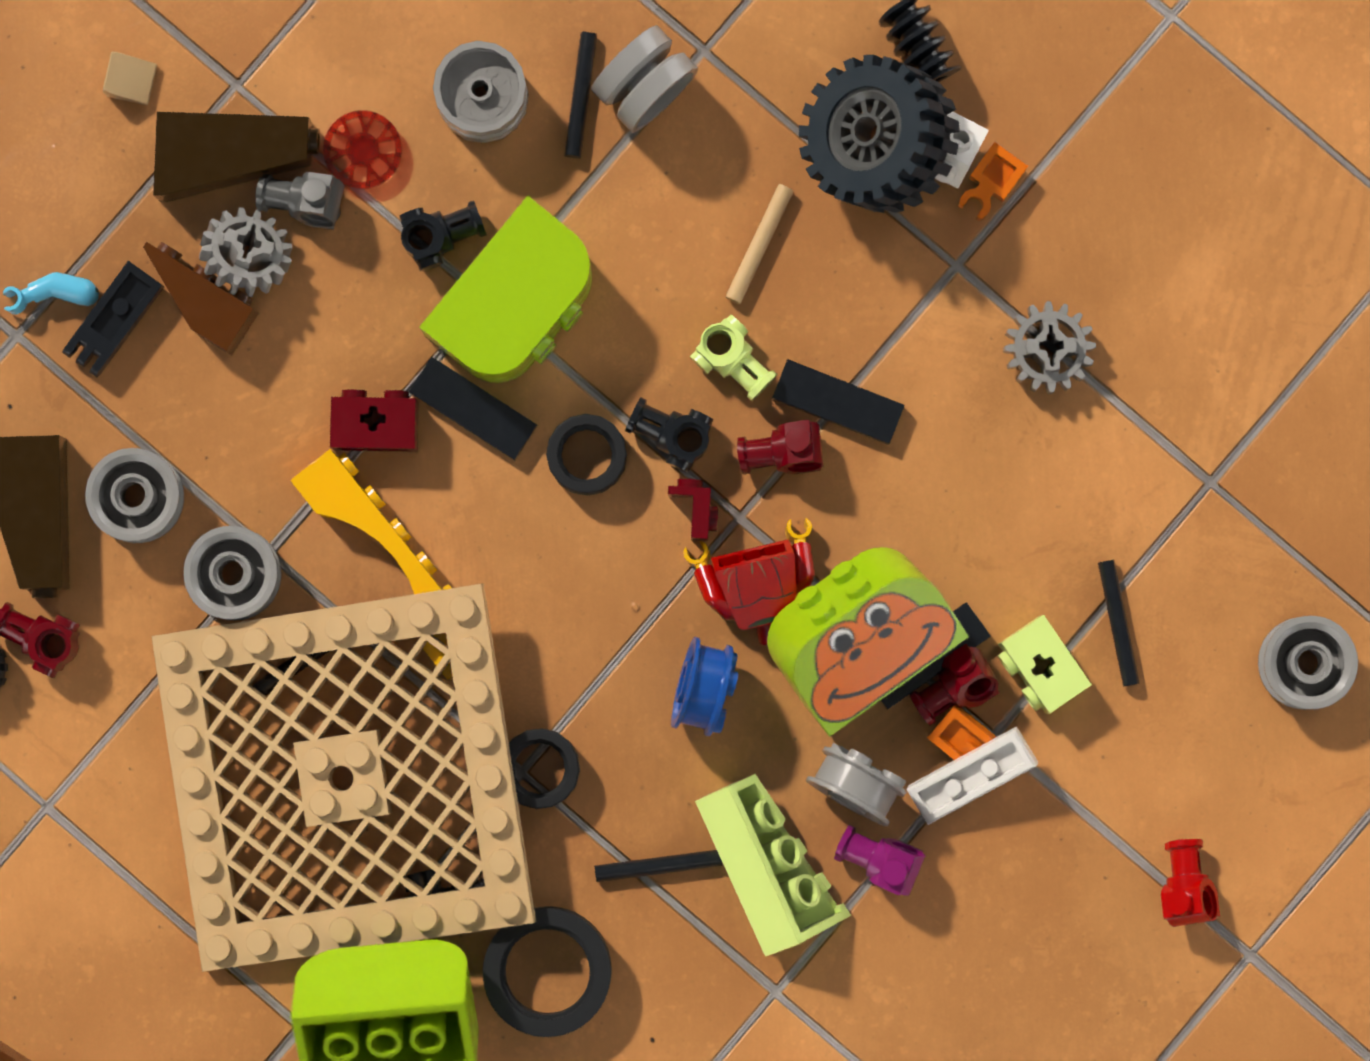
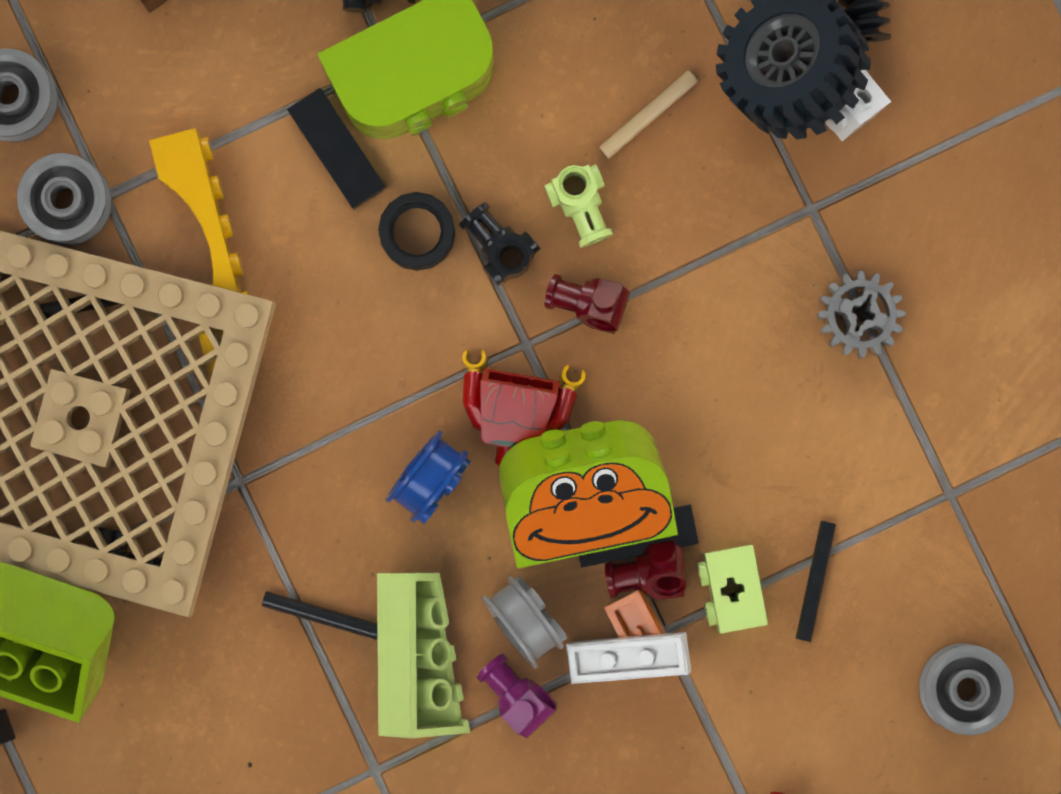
camera: 25 degrees right, 0 degrees up
(351, 433) = (221, 122): dark red brick -> none
(553, 1023) = (167, 712): black tyre -> none
(571, 765) = (284, 495): black tyre -> none
(703, 515) = (494, 329): dark red bracket -> none
(838, 402) = (656, 281): black tile -> none
(995, 177) = (879, 145): orange plate -> none

